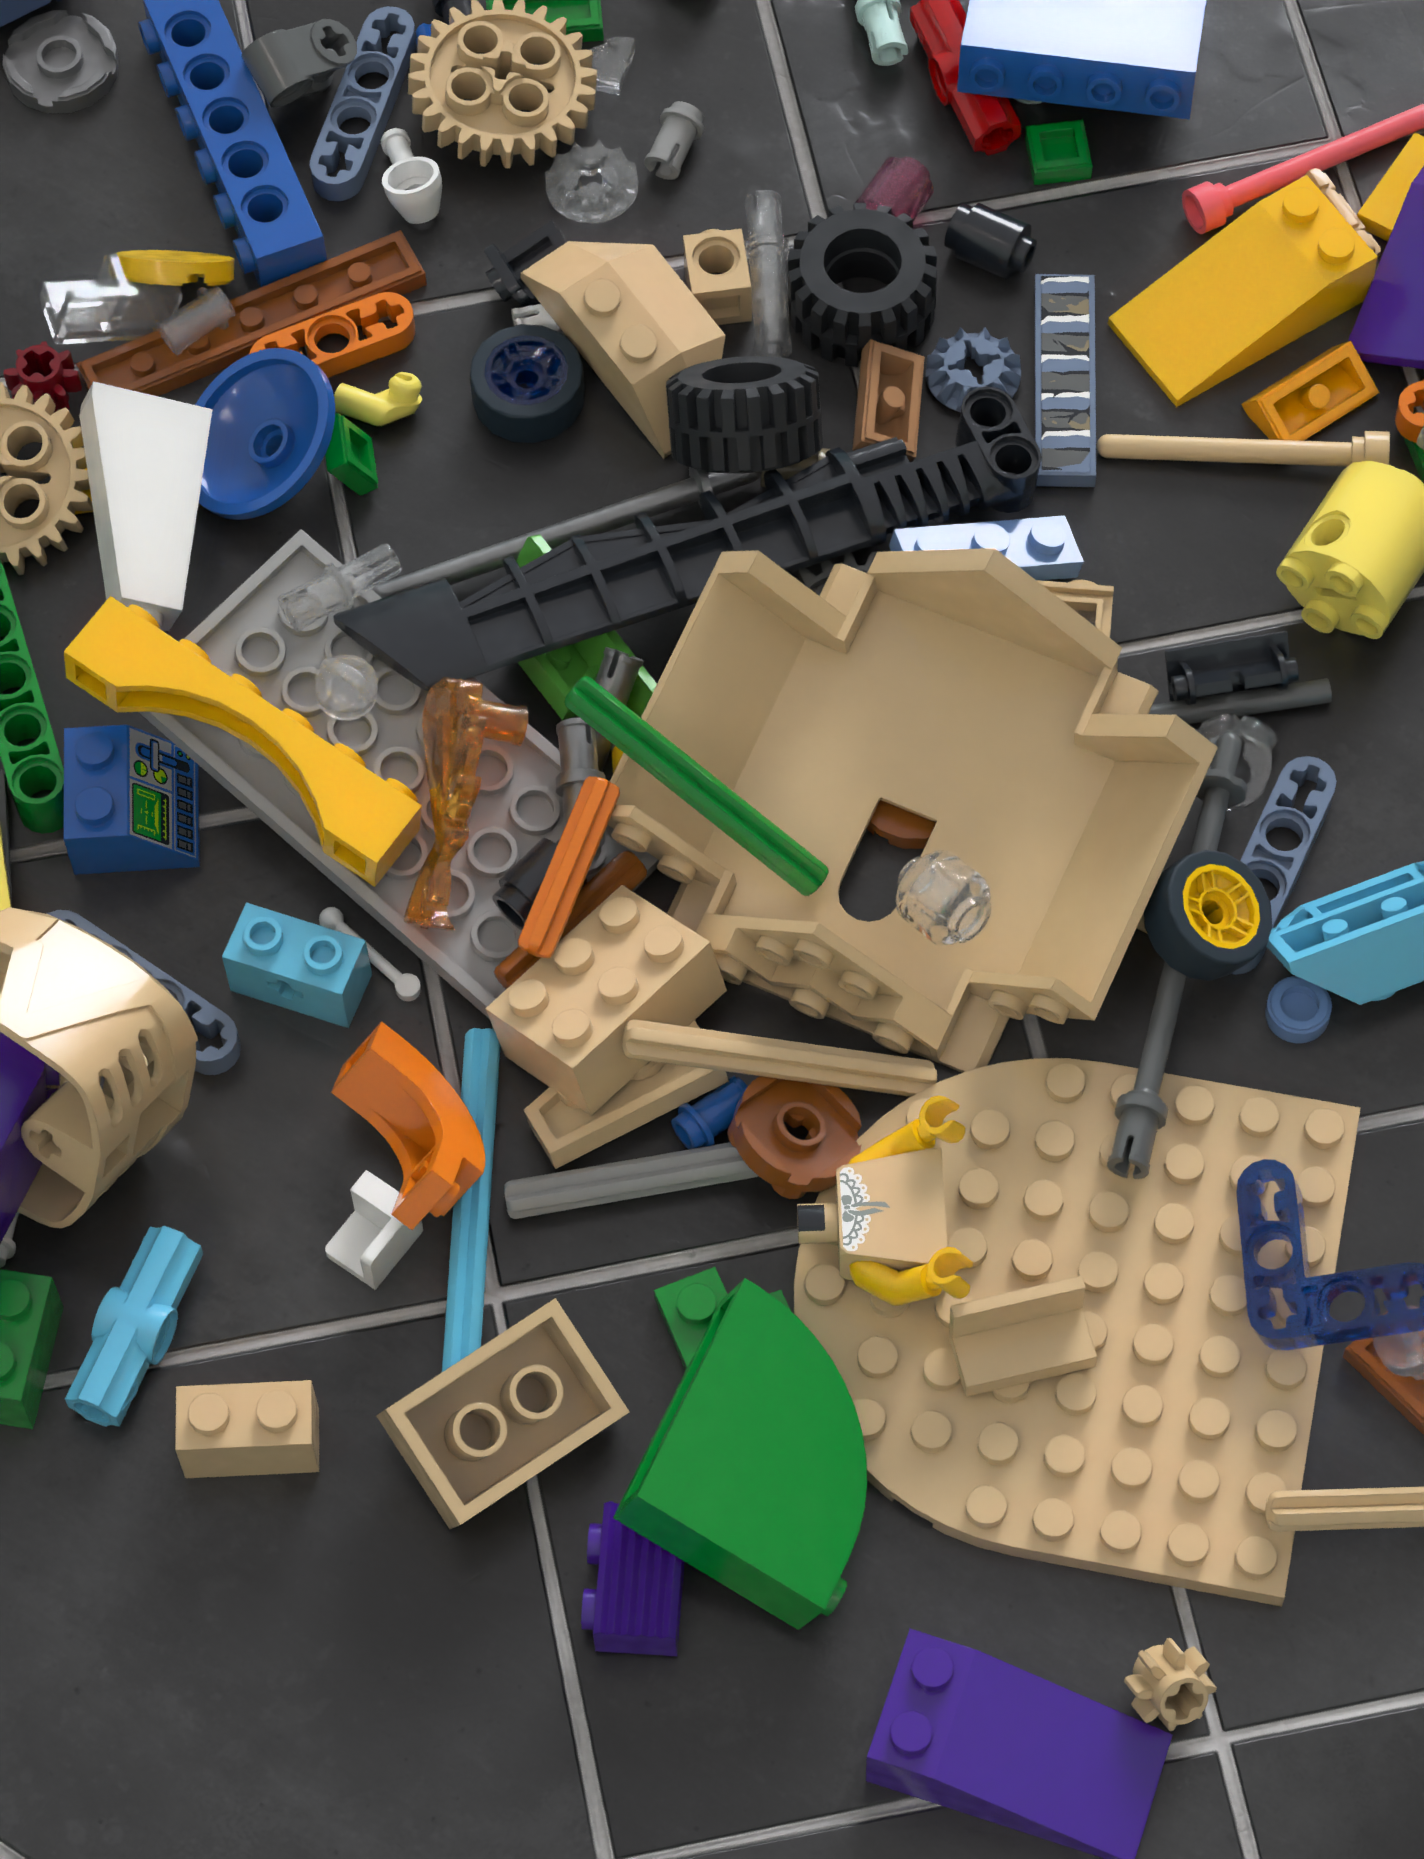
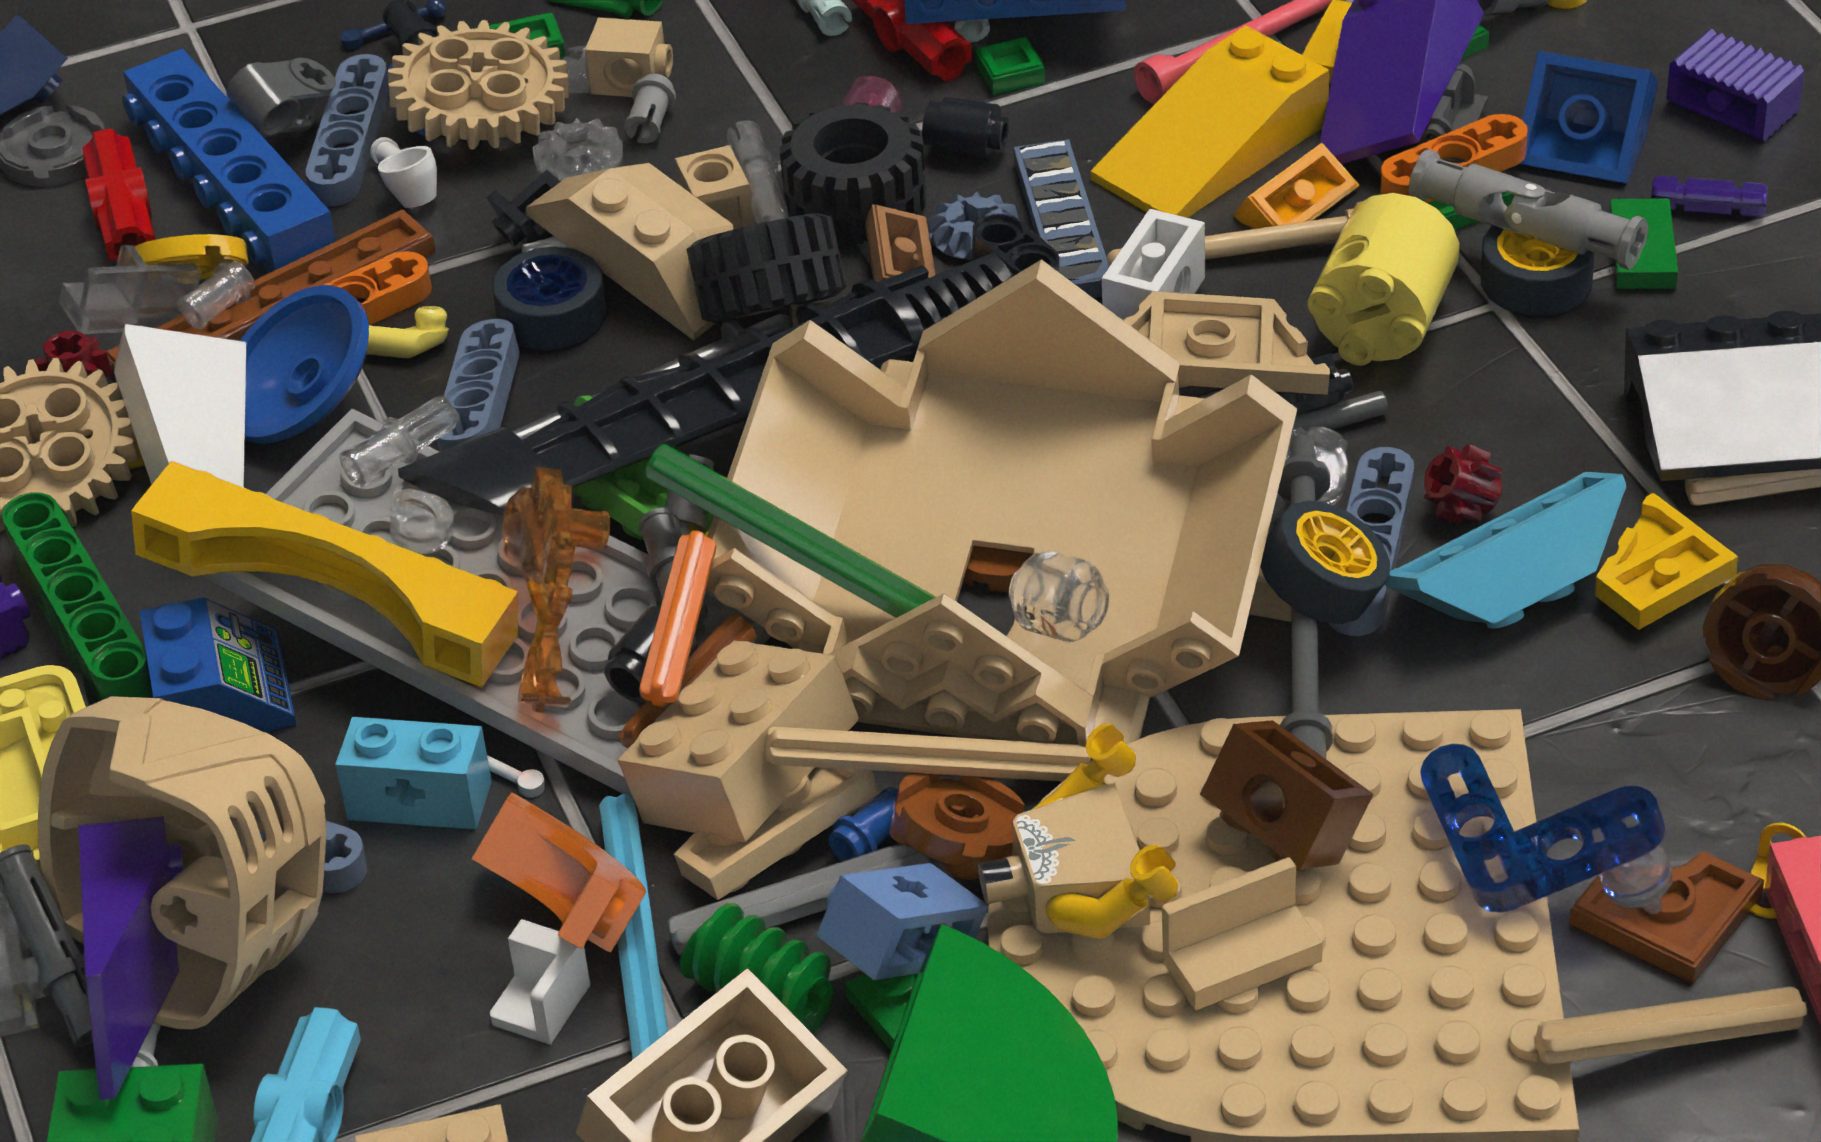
camera: 10 degrees left, 20 degrees down
(117, 157) = (117, 192): none -> red piece
(352, 457) = (389, 375): green tile -> none
(439, 498) = (481, 380): none -> sand blue beam
(575, 1266) = (731, 944): none -> green piece
(663, 66) = (625, 52): none -> tan brick
(713, 1243) = (892, 915): none -> medium blue brick
(1101, 1190) = (1320, 799): none -> reddish brown brick
(1133, 494) = (1159, 256): none -> white brick
(1174, 608) = (1228, 340): none -> tan wing
(1298, 1010) = (1433, 648): medium blue tile -> none
(1376, 823) = (1463, 484): none -> dark red gear

